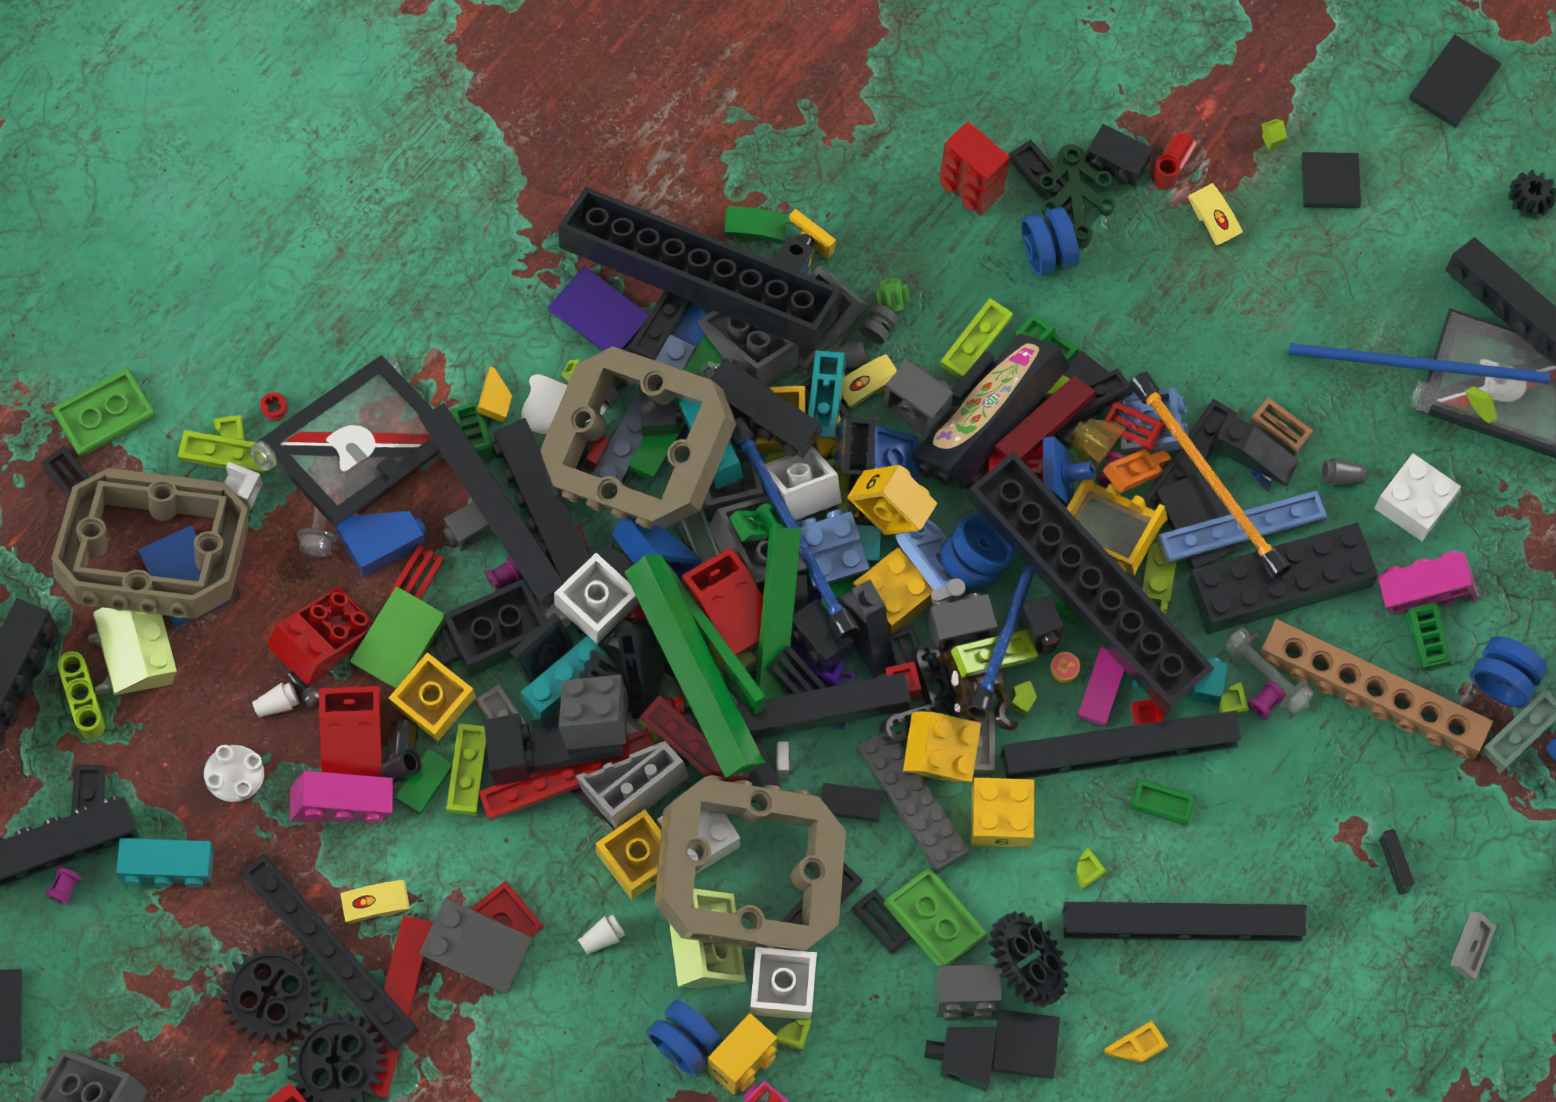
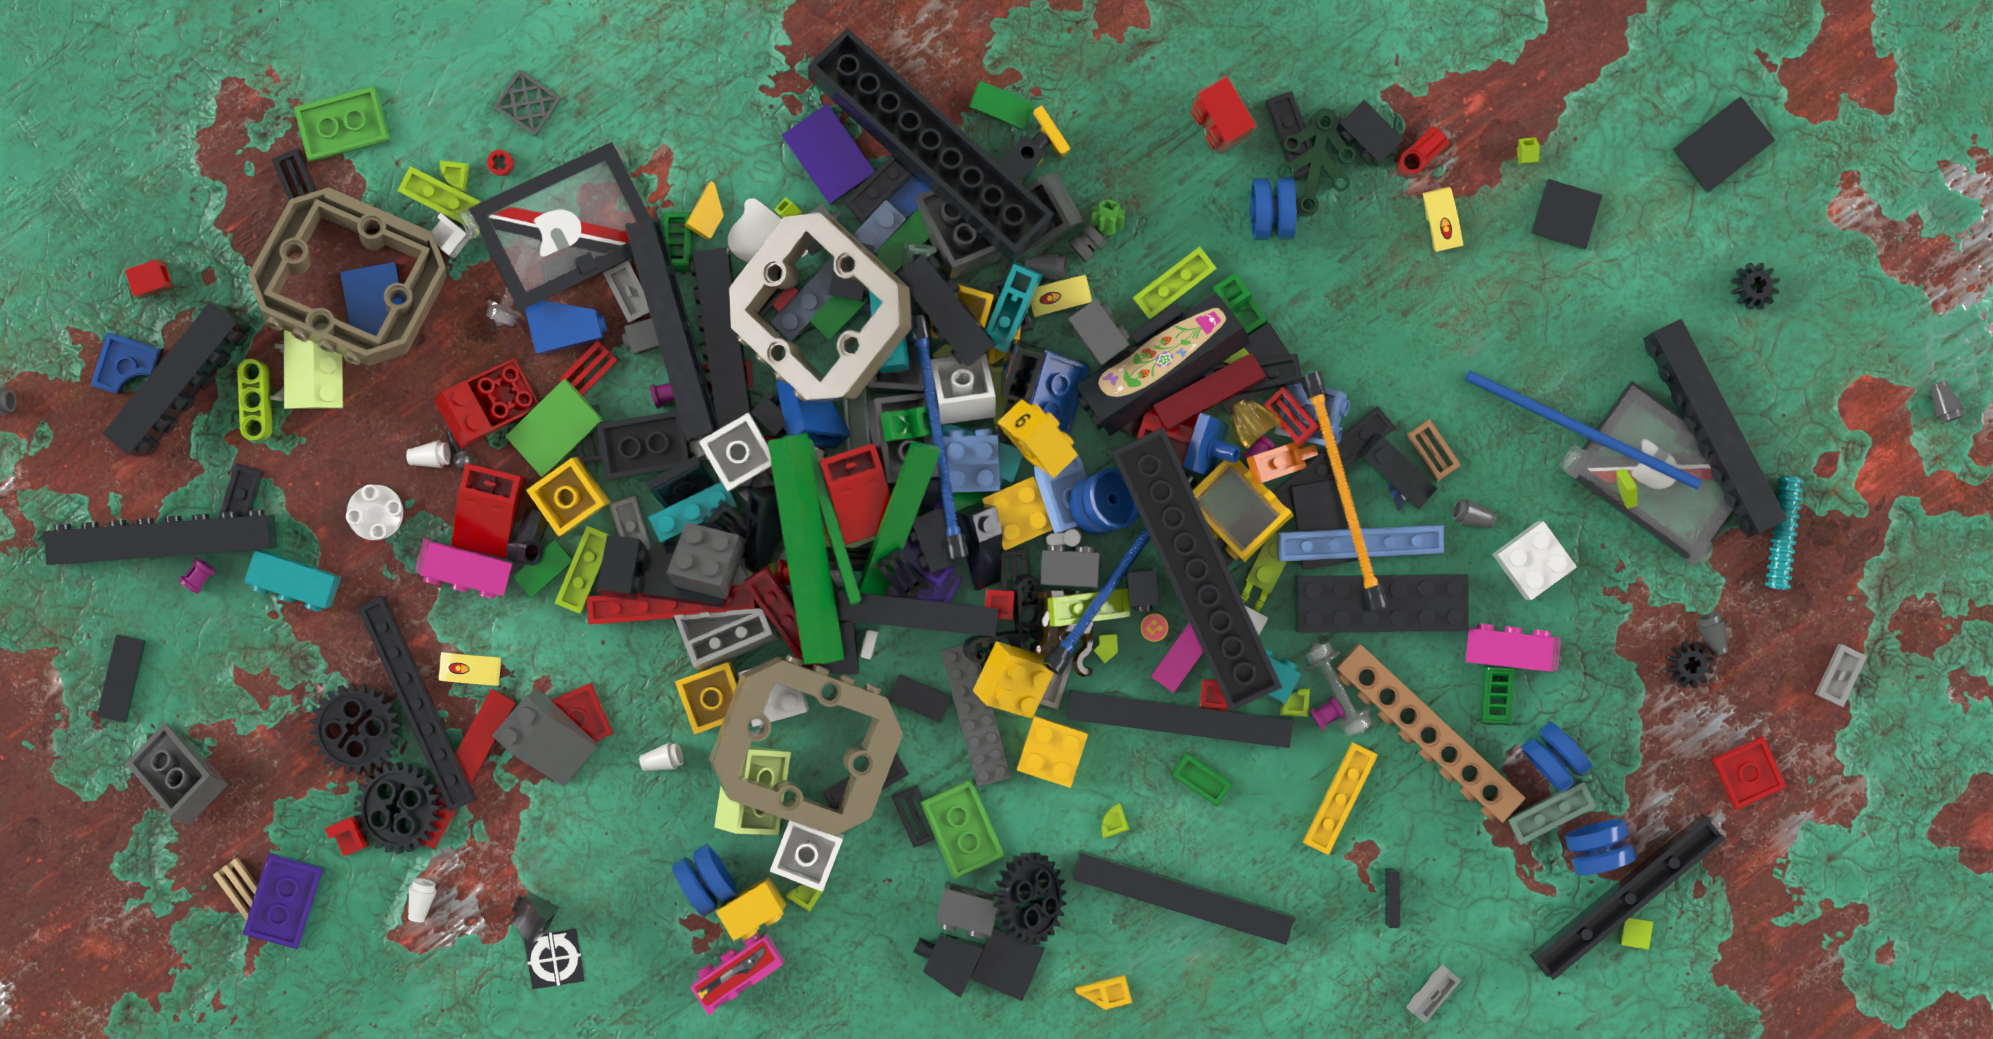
camera: 25 degrees right, 20 degrees up
(279, 363) = (545, 115): none -> dark grey window
(437, 489) = (627, 291): none -> light grey plate
(1309, 782) = (1340, 798): none -> yellow tile

